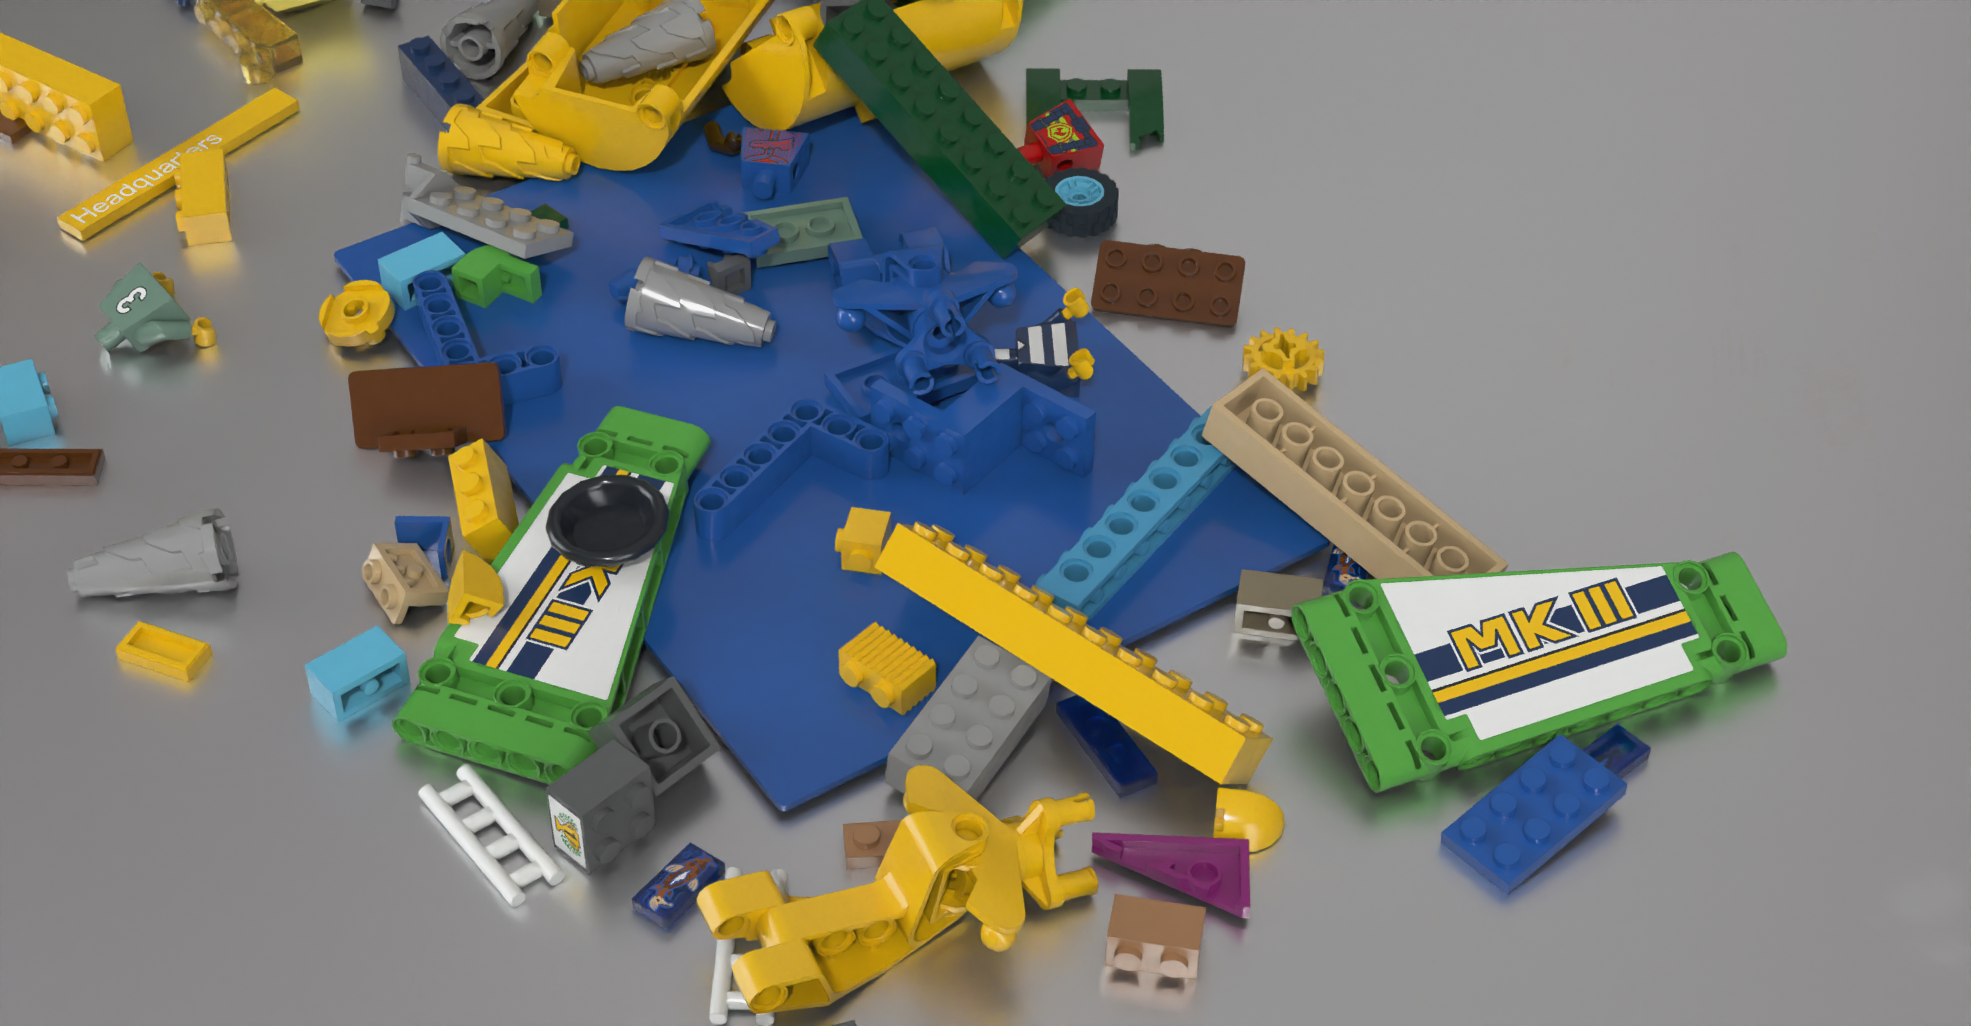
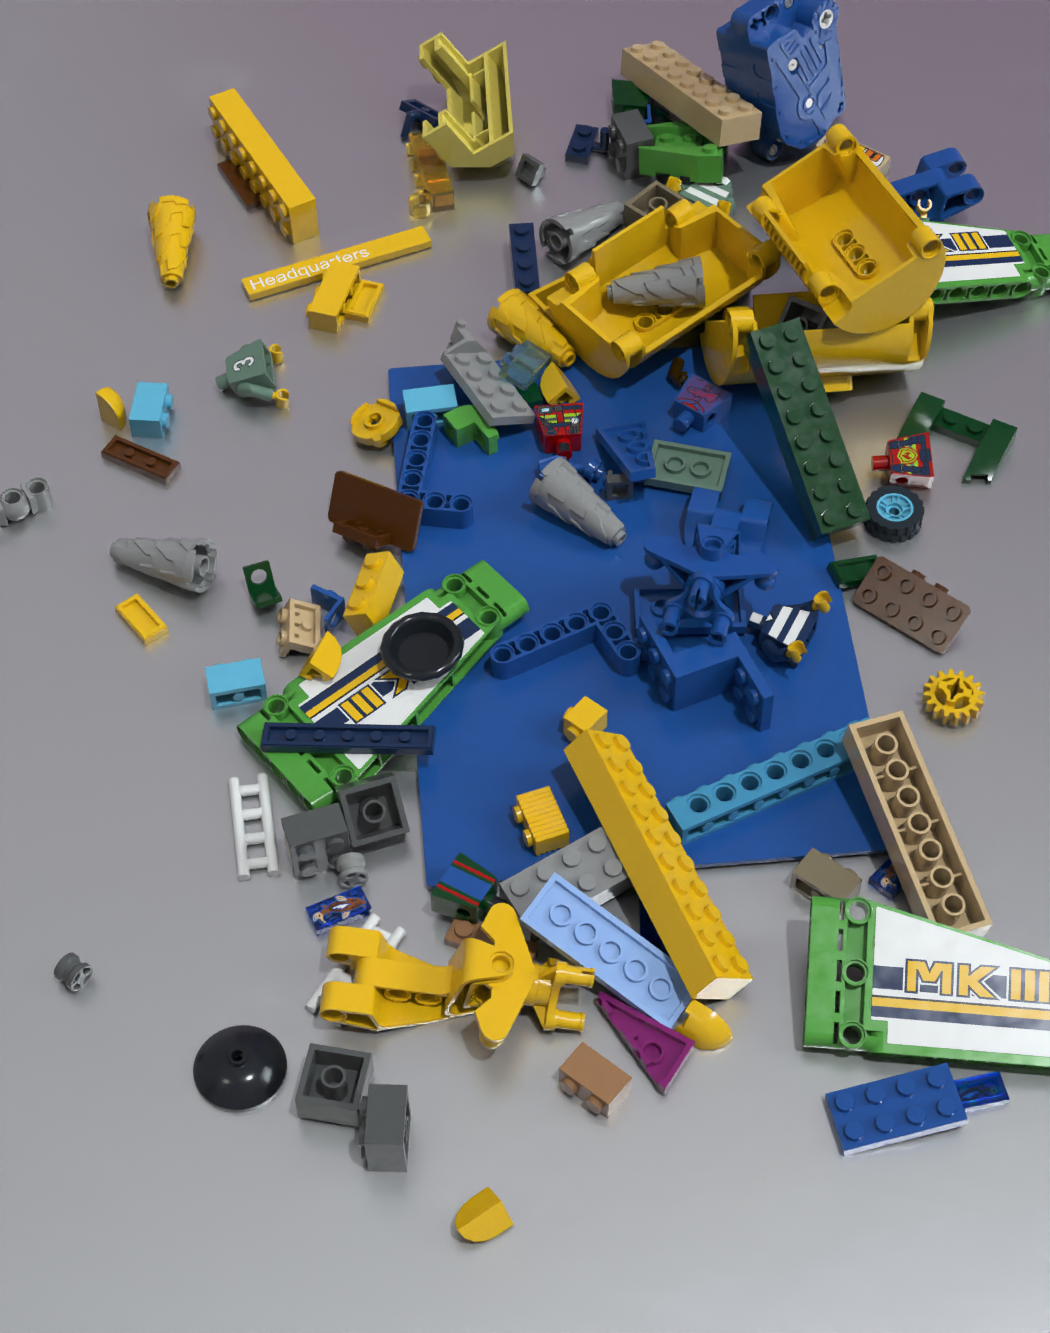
camera: 30 degrees right, 10 degrees up
(247, 192) = (364, 301): none -> yellow tile
(325, 556) = (263, 593): none -> dark green bracket
(522, 182) = (524, 364): none -> clear light blue brick
(568, 668) = (348, 738): none -> dark blue tile
(577, 198) = (557, 387): none -> yellow brick
(610, 239) = (560, 427): none -> torso
(668, 828) = (352, 870): none -> light grey wheel
(847, 786) = (465, 891): none -> dark green torso
(1039, 761) = (599, 940): none -> light blue plate
(1072, 273) = (850, 571): none -> dark green tile

